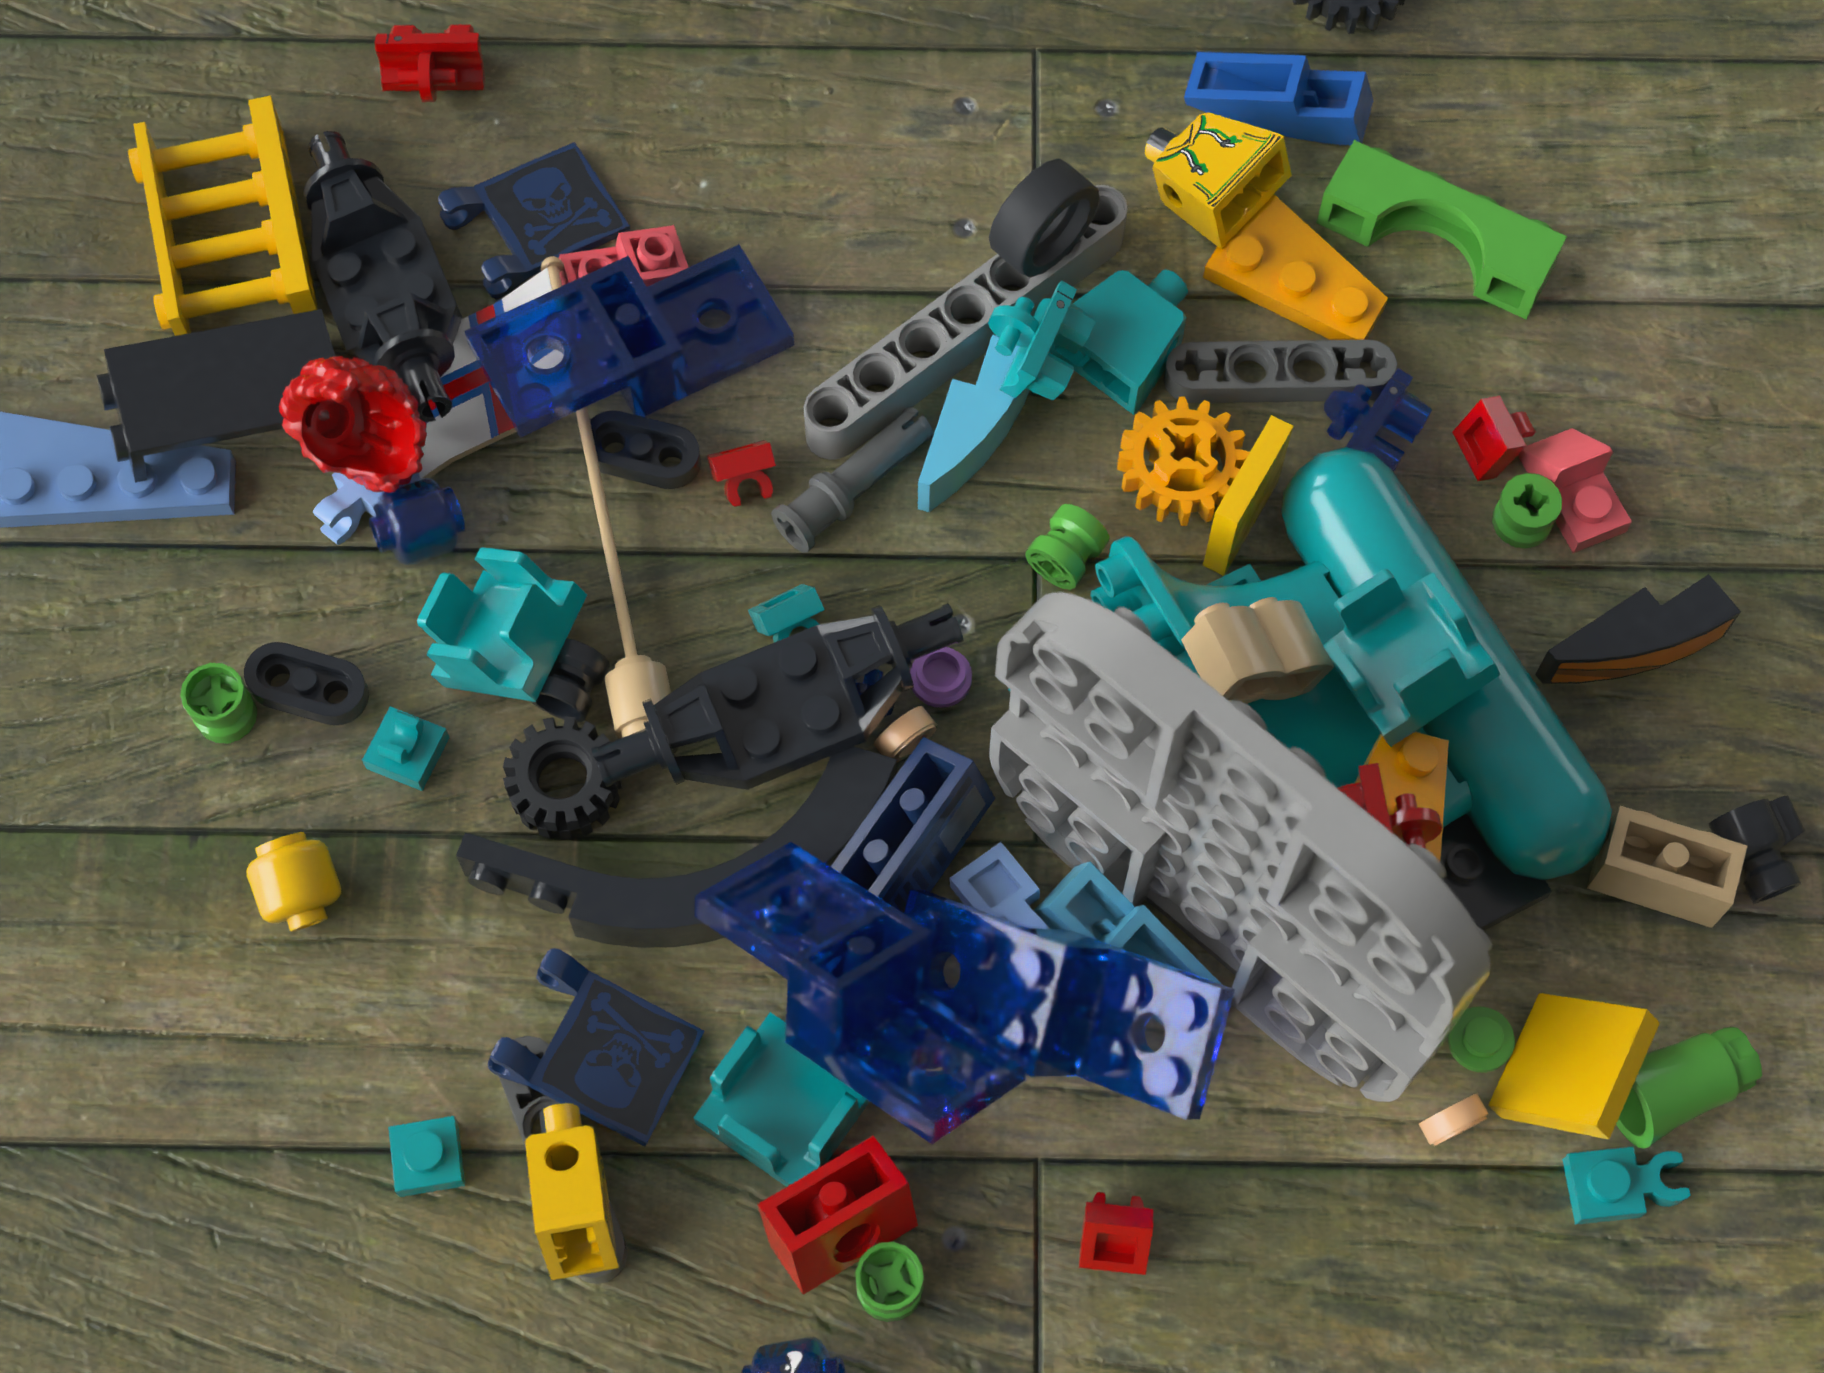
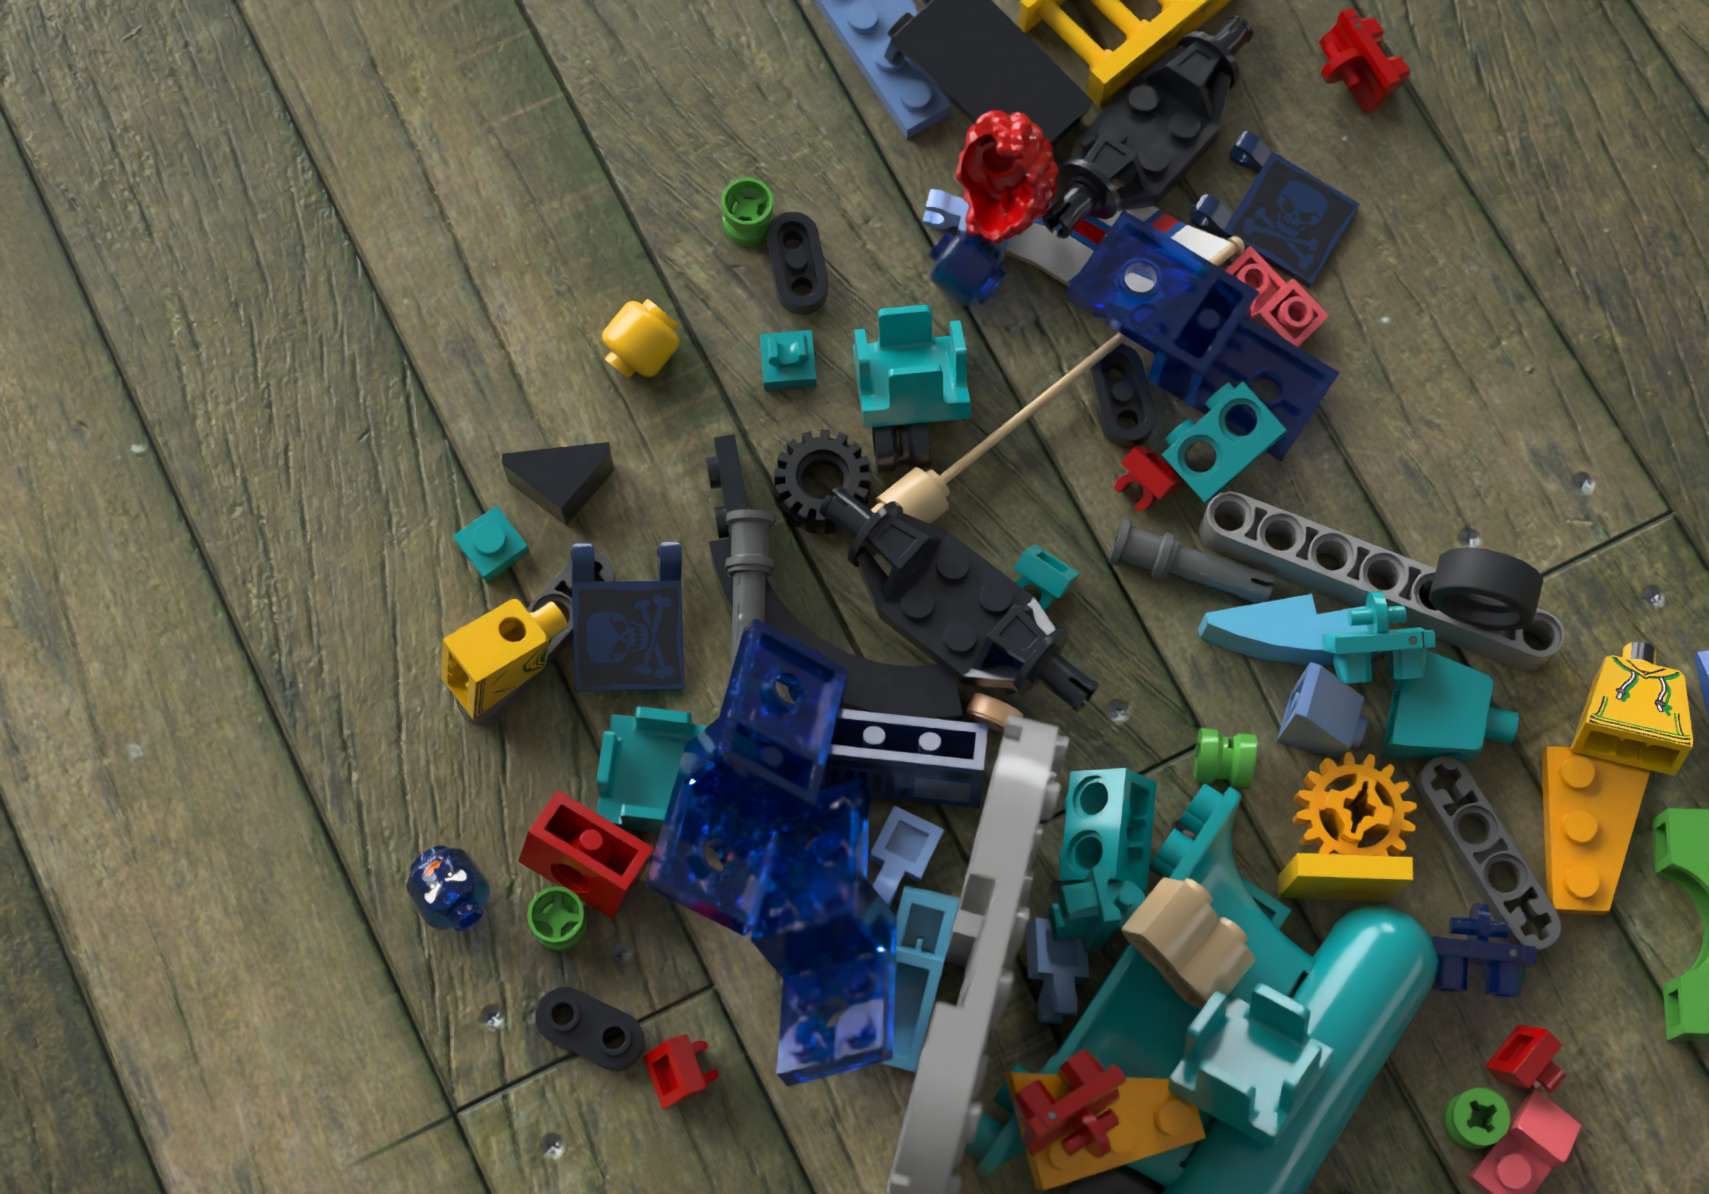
camera: 60 degrees right, 5 degrees up
(396, 1046) = (560, 477): none -> black slope
(626, 884) = (748, 567): none -> dark grey pin
(768, 375) = (1233, 452): none -> teal brick
(941, 677) = (1056, 712): medium lavender plate -> none
(1022, 1308) = (588, 1029): none -> black plate
(1073, 437) = (1323, 715): none -> medium blue slope

